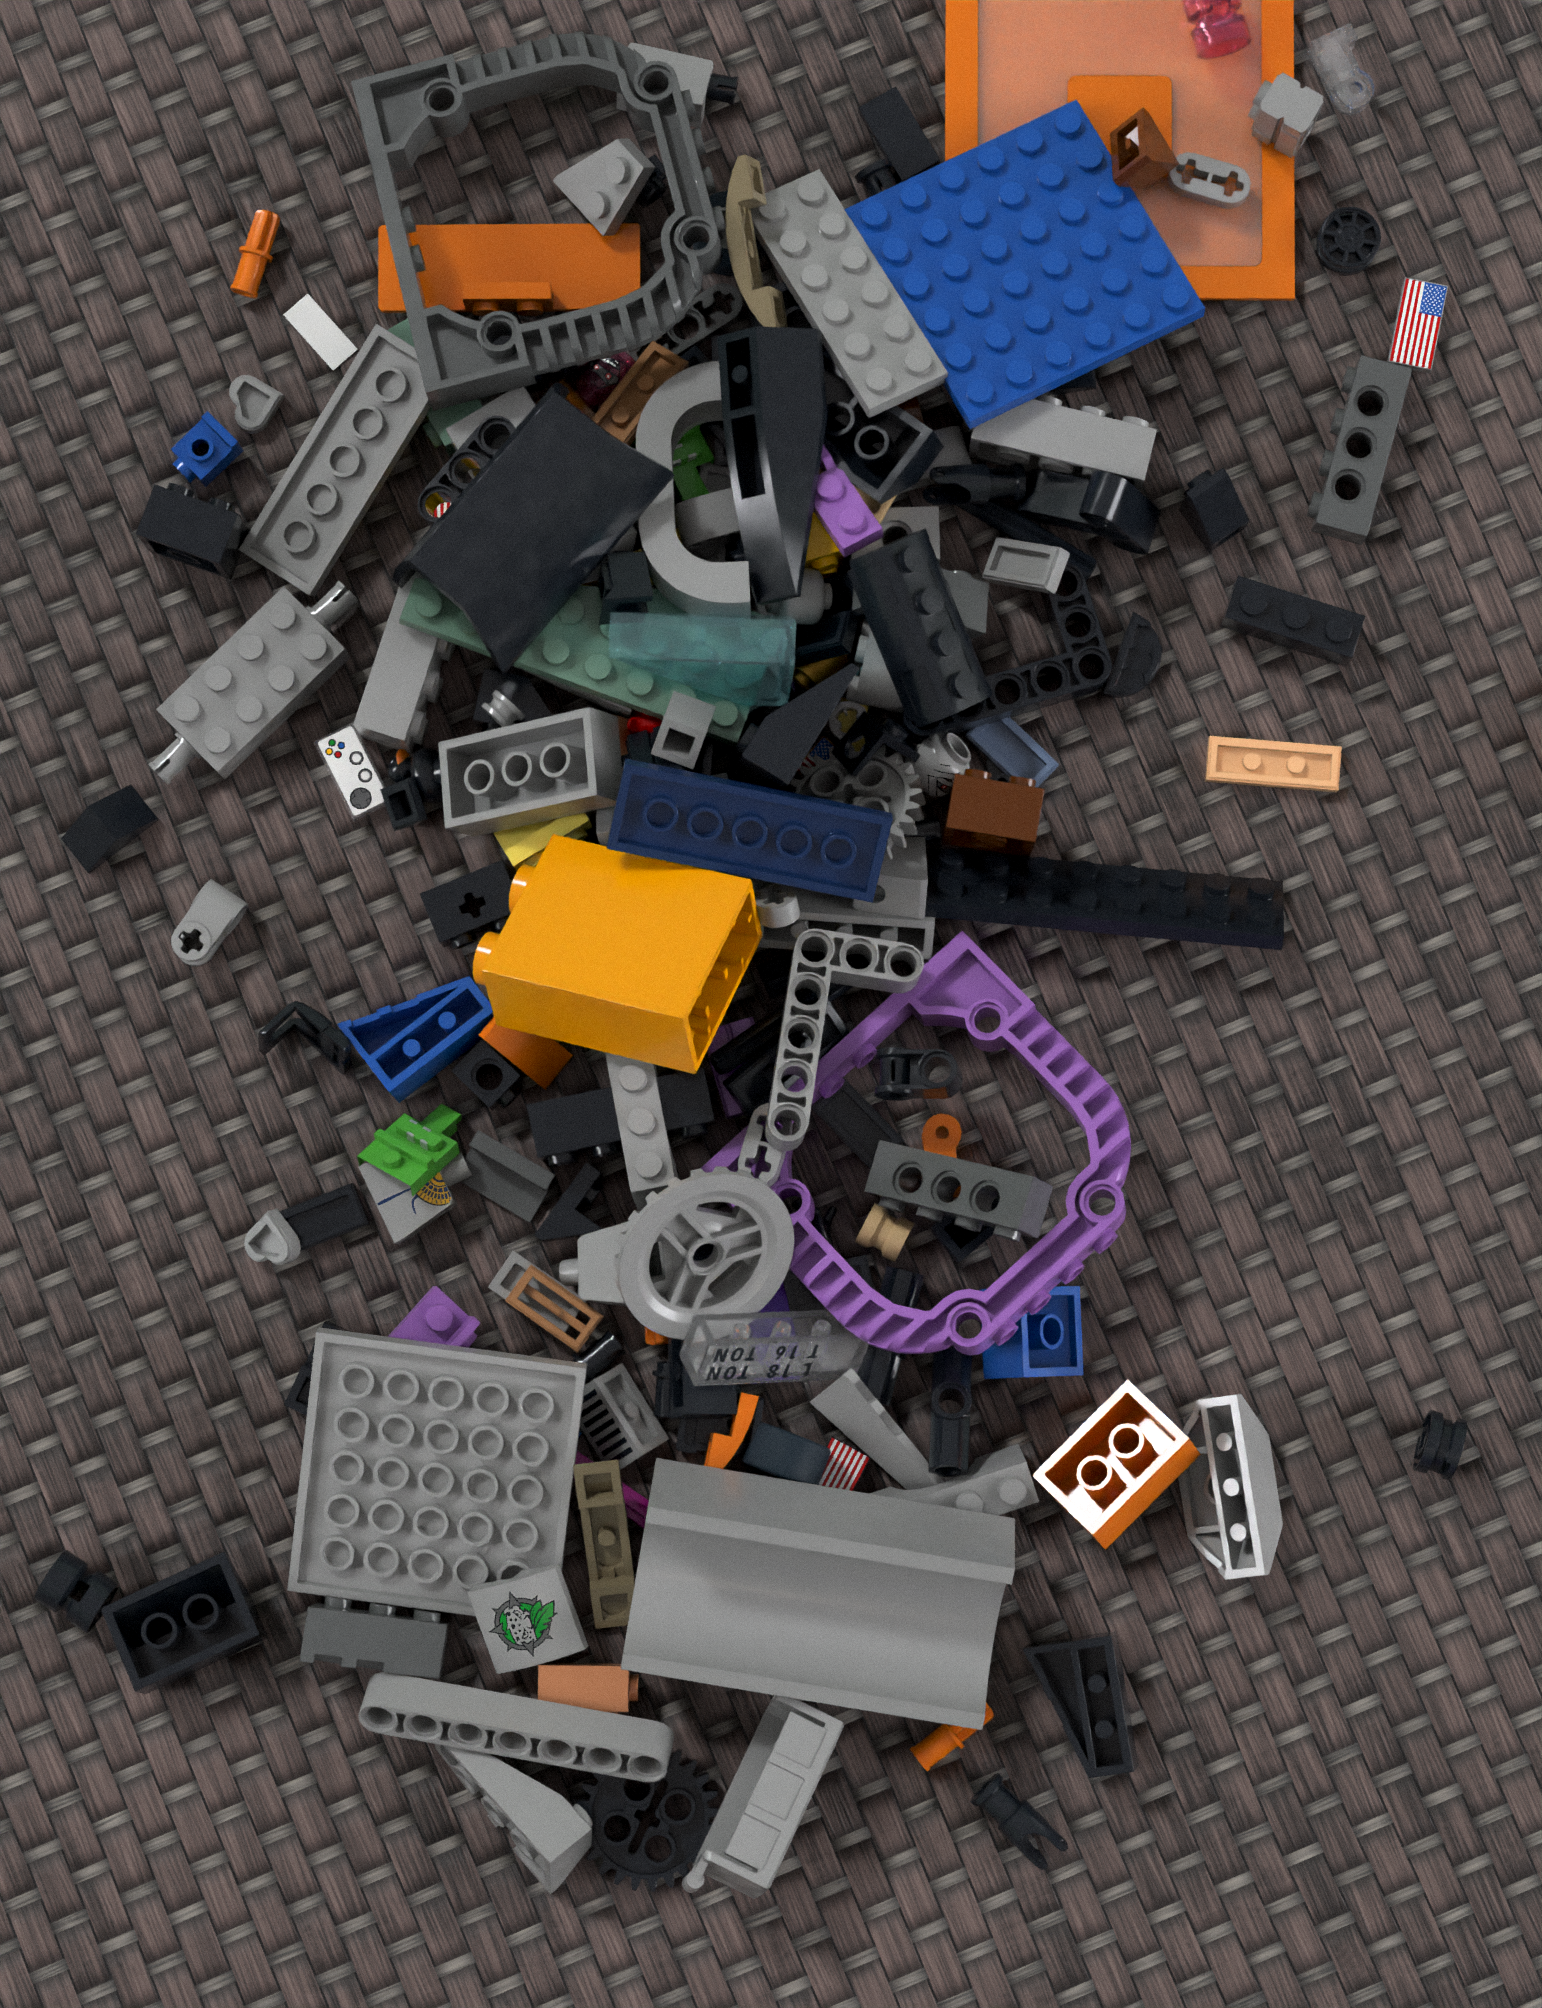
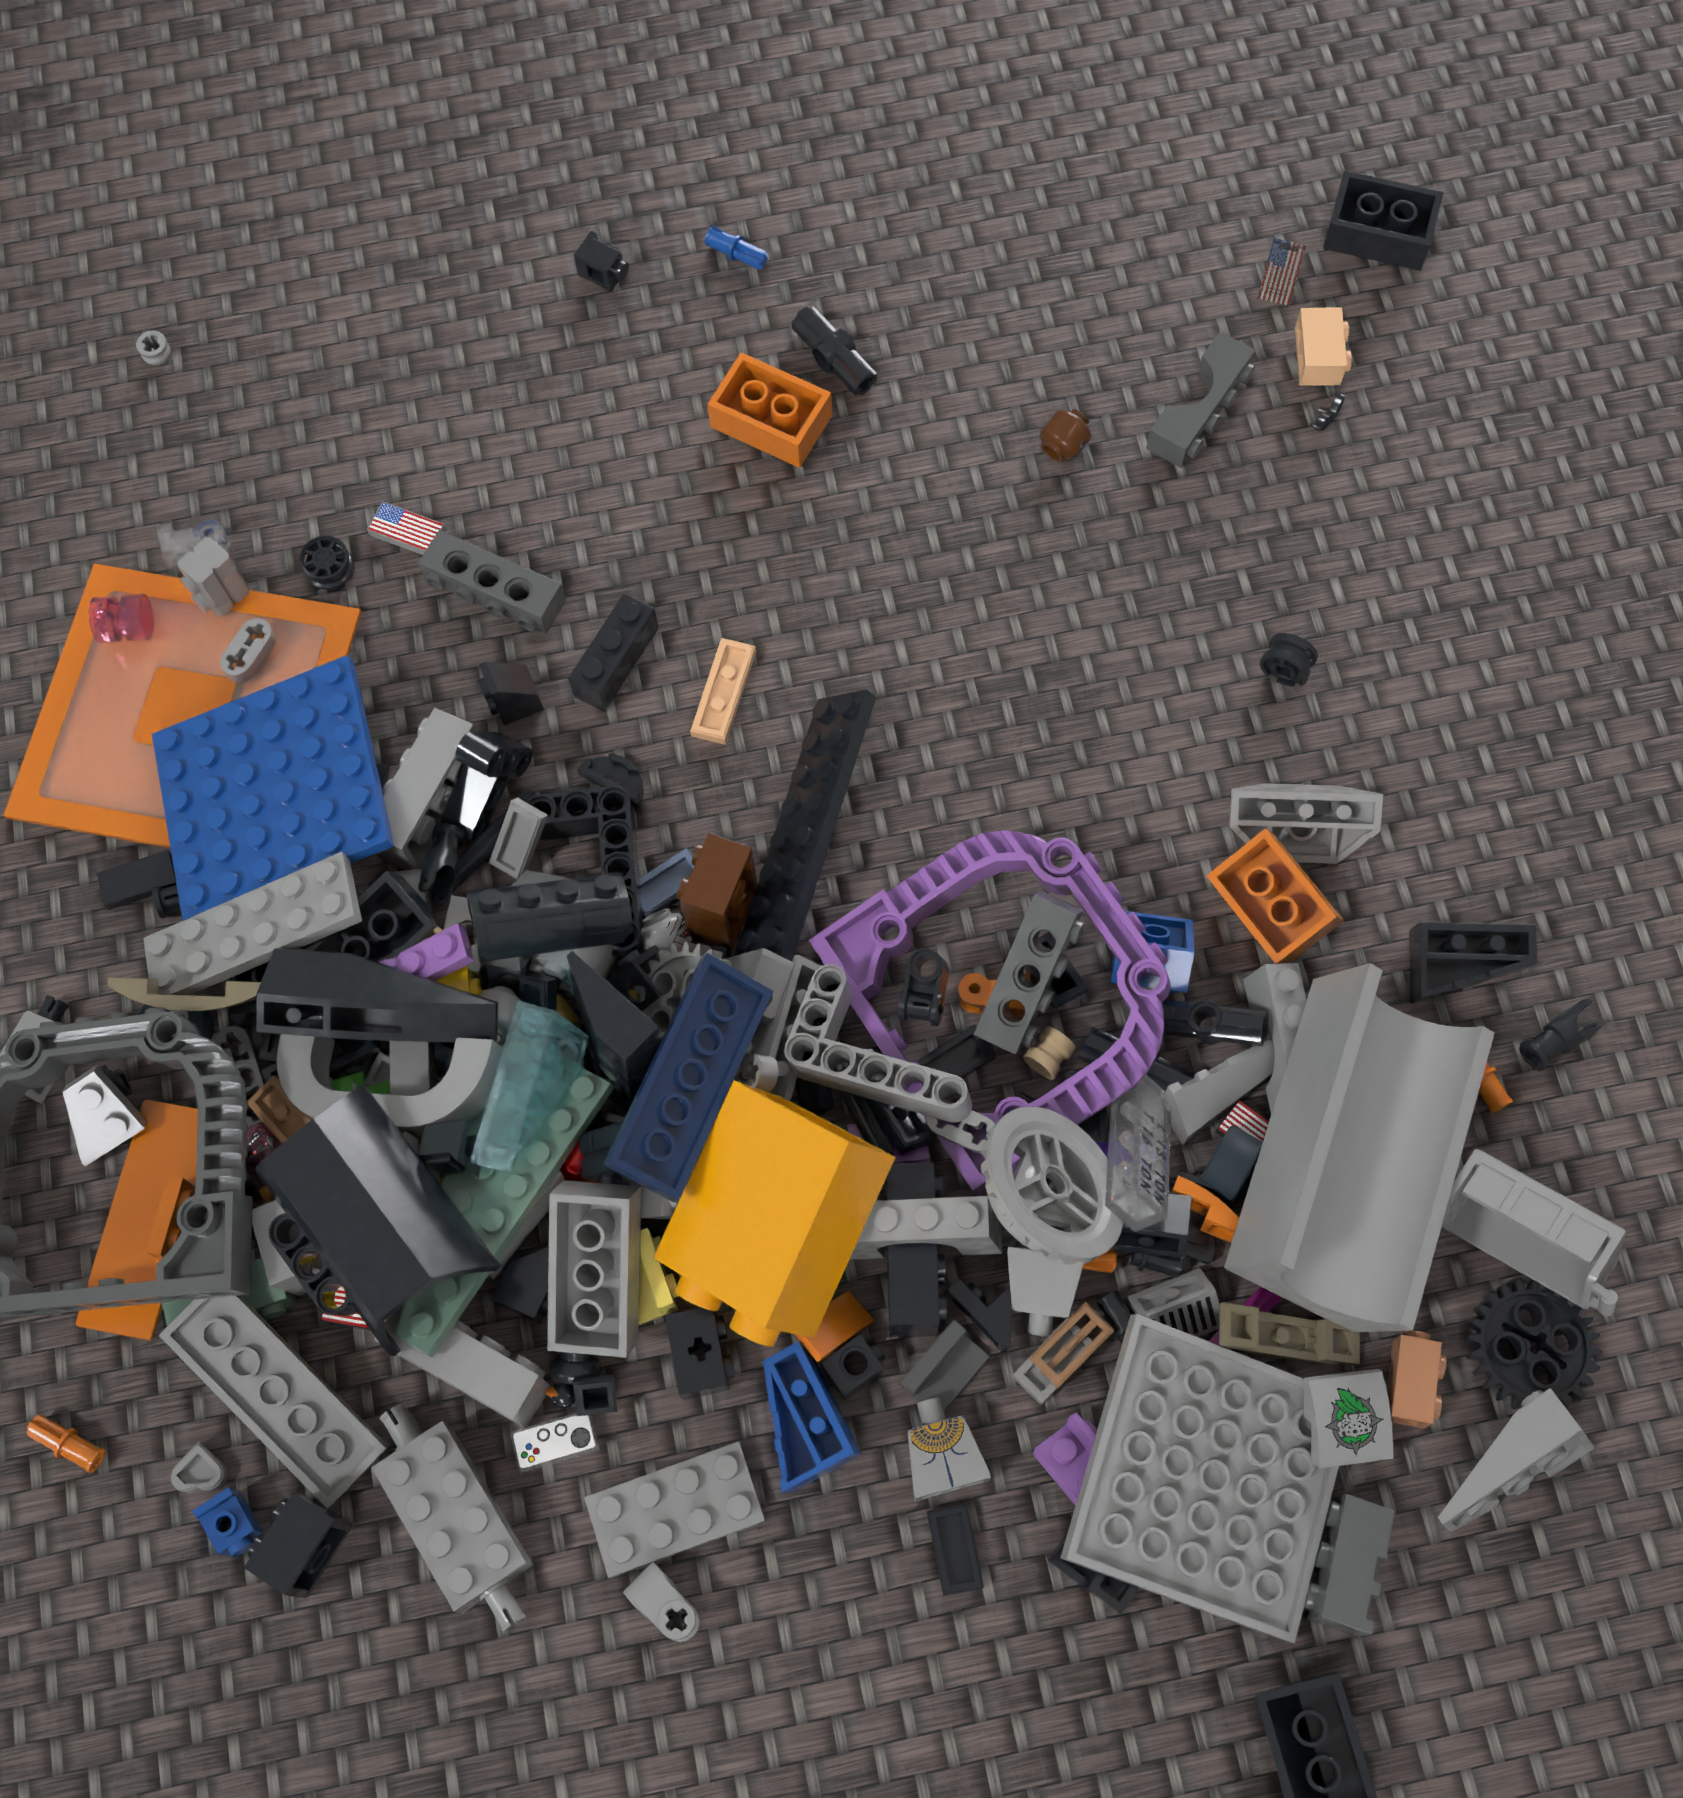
camera: 80 degrees left, 15 degrees down
(108, 827) = (552, 1686): black slope -> none
(272, 1240) = (967, 1595): light grey tile -> none
(306, 915) = (674, 1509): none -> light grey plate
(314, 1028) = (783, 1516): black piece -> none
(320, 332) = (154, 1399): white sticker -> none
(413, 1148) = (907, 1443): bright green piece -> none
(502, 710) = (532, 1286): light grey bush -> none
(517, 1727) = (1447, 1446): light grey beam -> none
(683, 730) = (589, 1117): light grey brick -> none
(1140, 152) = (207, 691): reddish brown slope -> none

